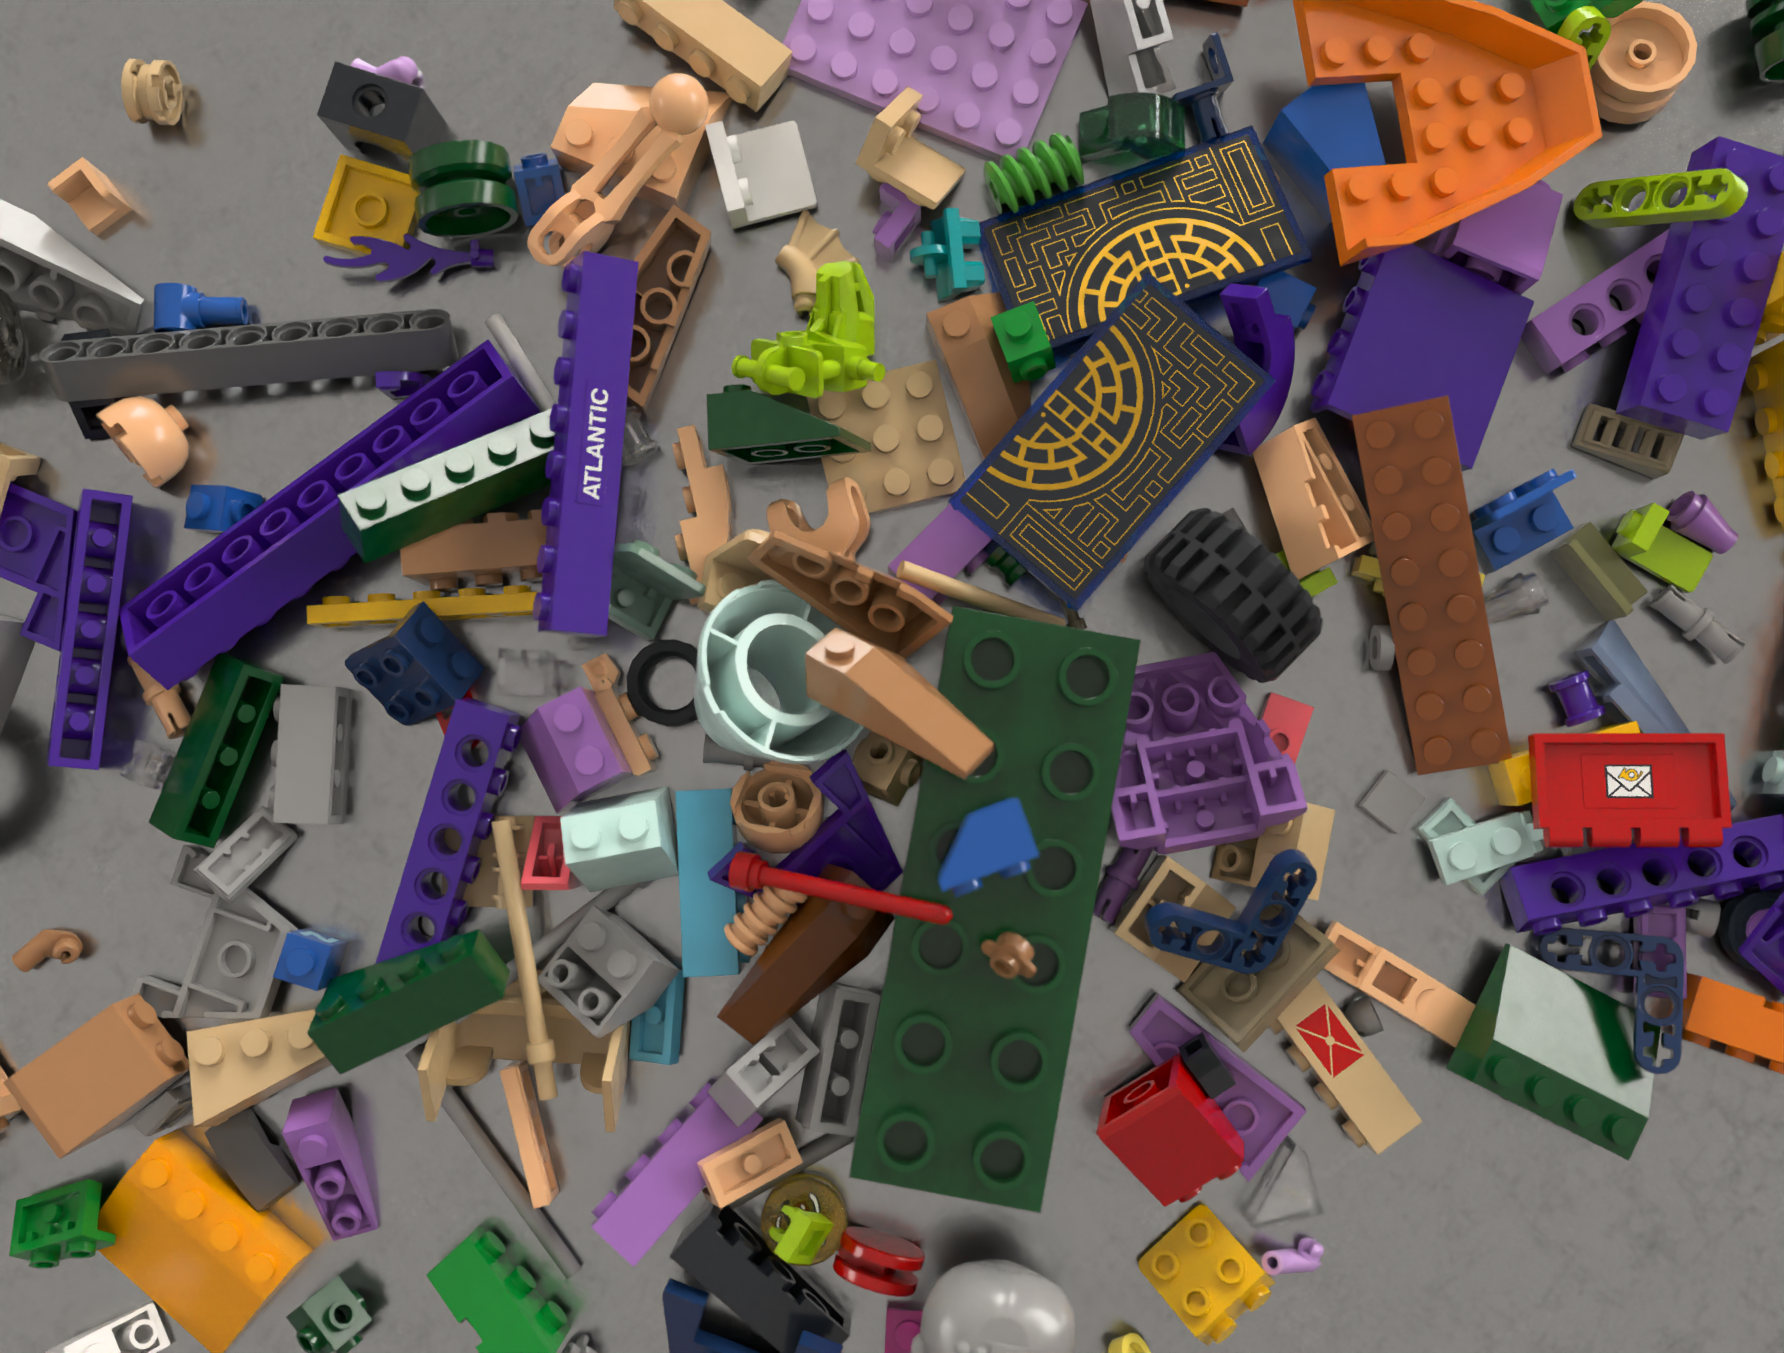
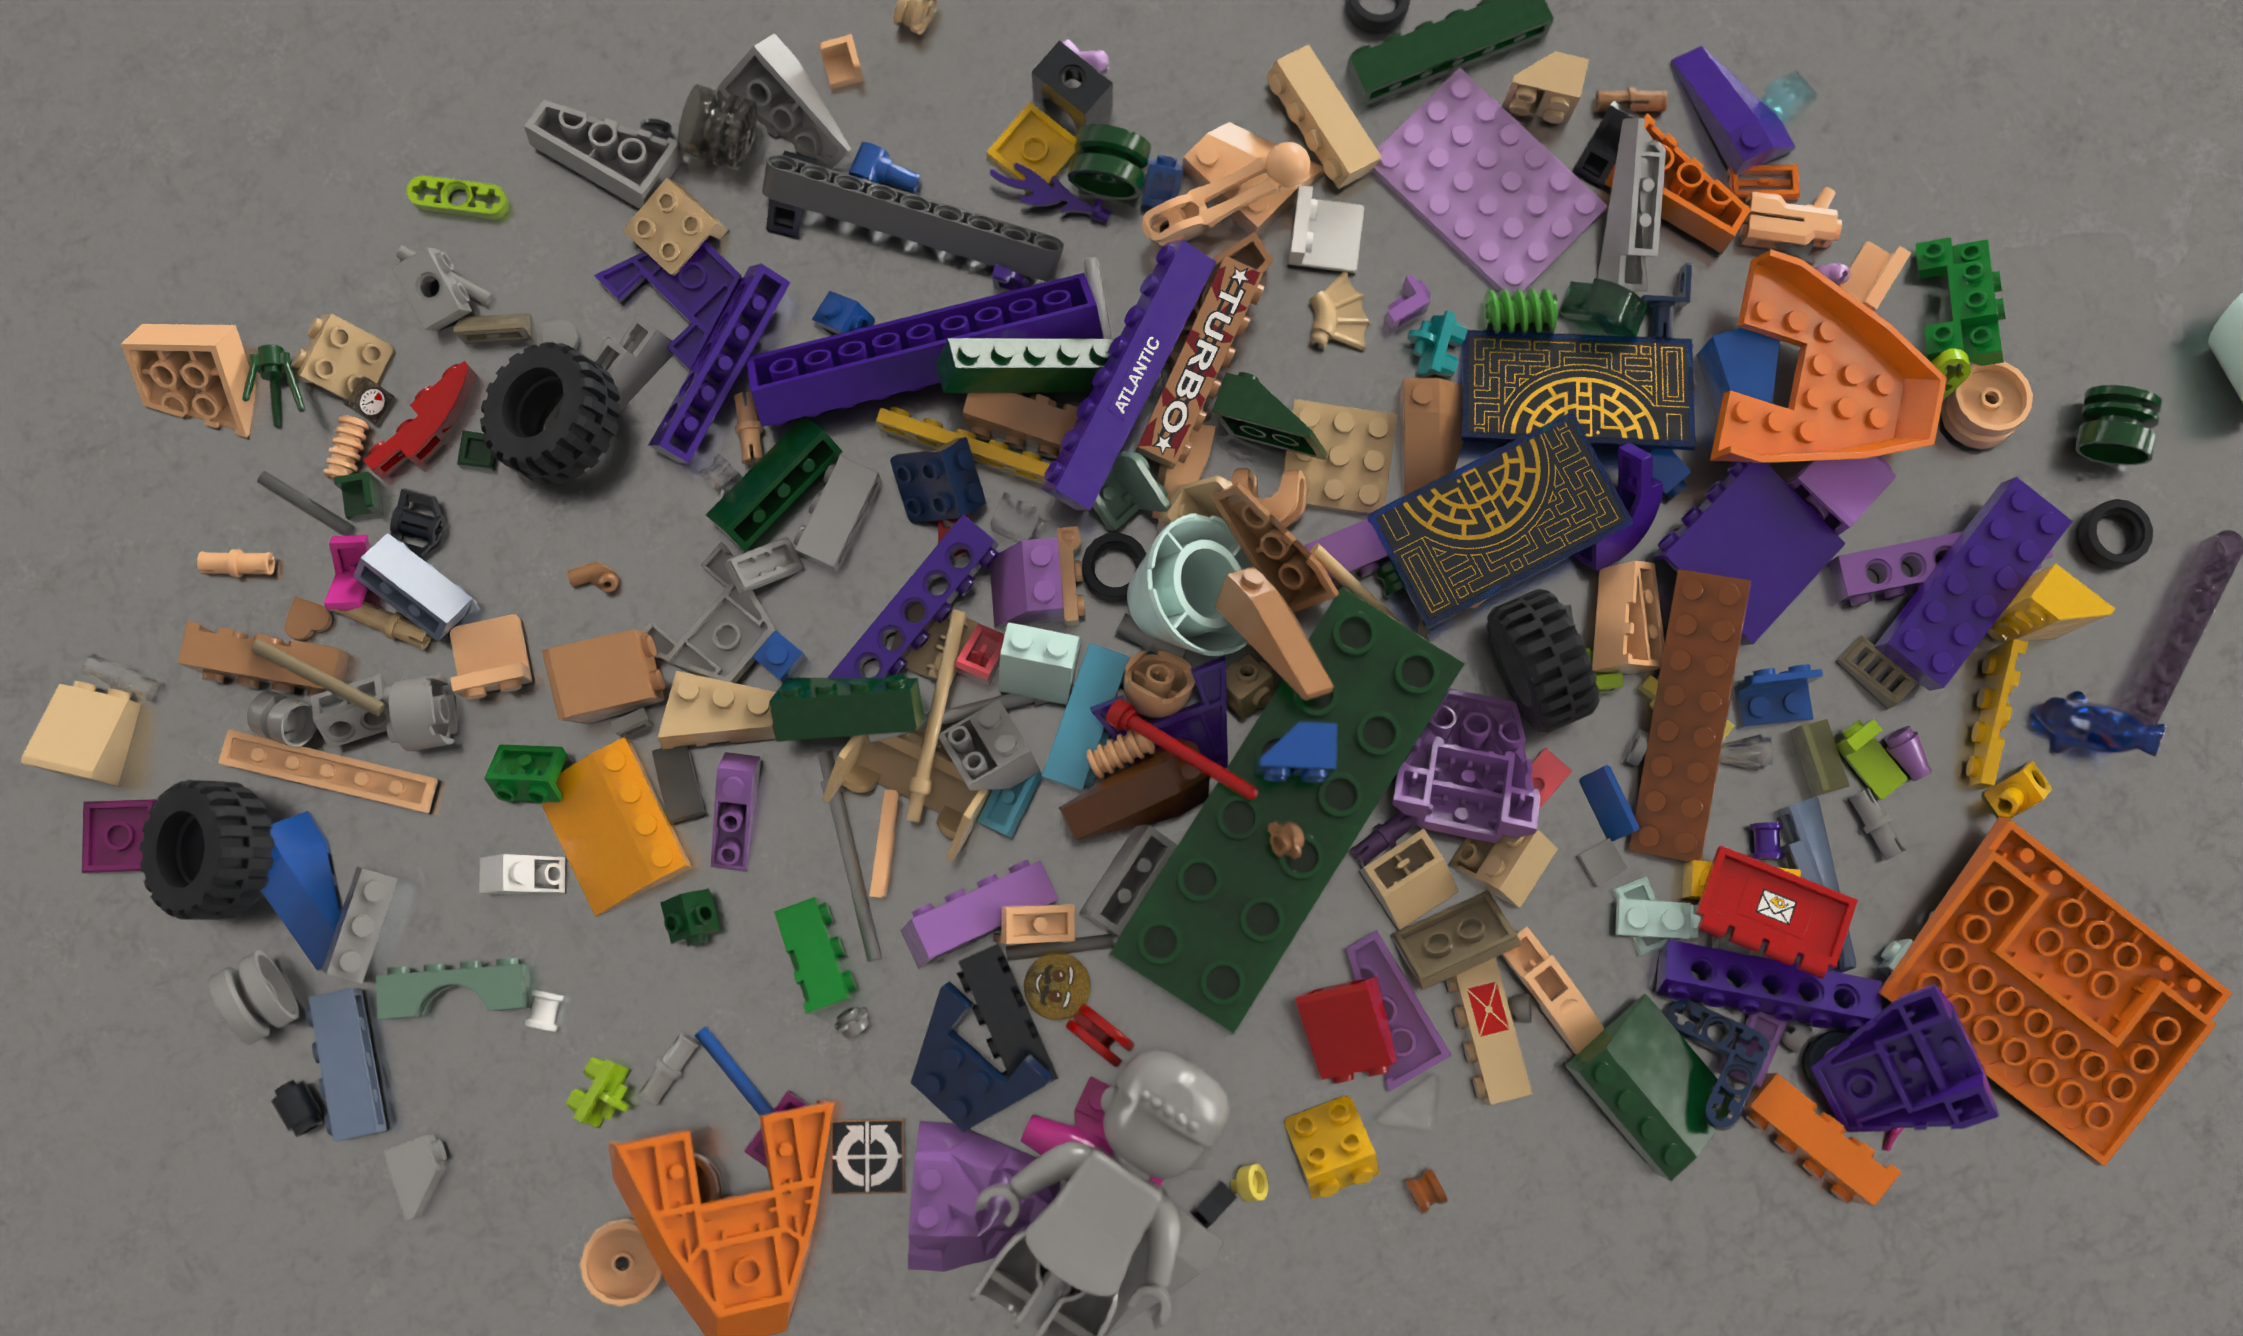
camera: 15 degrees right, 5 degrees down
(148, 436) = (814, 244): light nougat cylinder -> none
(669, 394) = (1199, 362): none -> brick
(763, 1071) = (1074, 863): light grey brick -> none
(803, 1236) = (1055, 990): lime tile -> none
(830, 350) = (1327, 375): lime piece -> none
(903, 161) = (1431, 266): tan bracket -> none
(1024, 343) = (1465, 426): green bracket -> none
(1207, 1065) = (1392, 990): black piece -> none
(1238, 934) = (1452, 903): dark blue beam -> none
(1292, 1260) = (1394, 1161): lavender arm -> none
(1339, 1284) = (1426, 1191): none -> dark orange wheel
(1372, 728) = (1609, 803): none -> blue slope
(1659, 191) = (1963, 498): lime beam -> none

